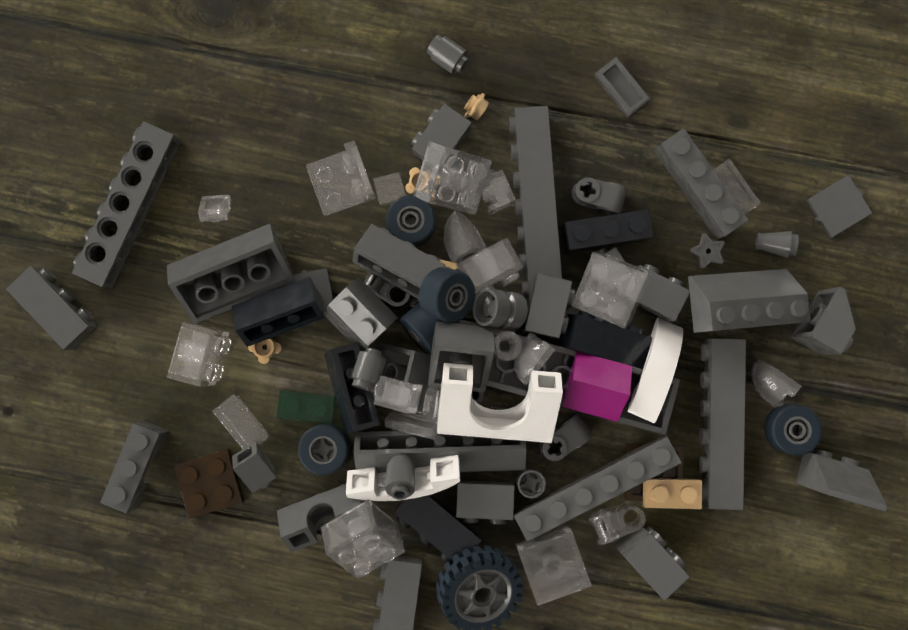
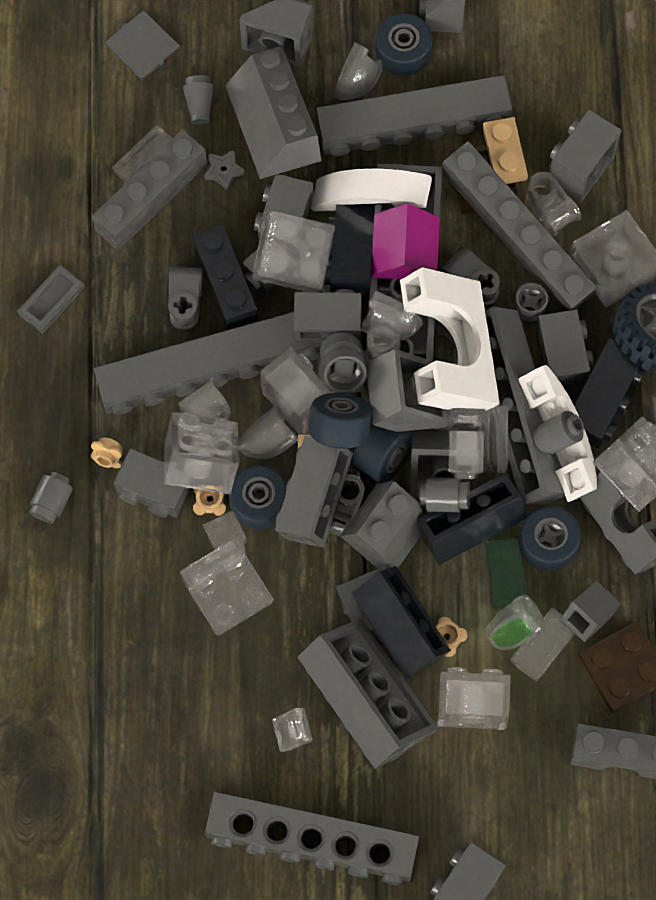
camera: 100 degrees left, 15 degrees down
(259, 404) = (515, 624): none -> clear rock

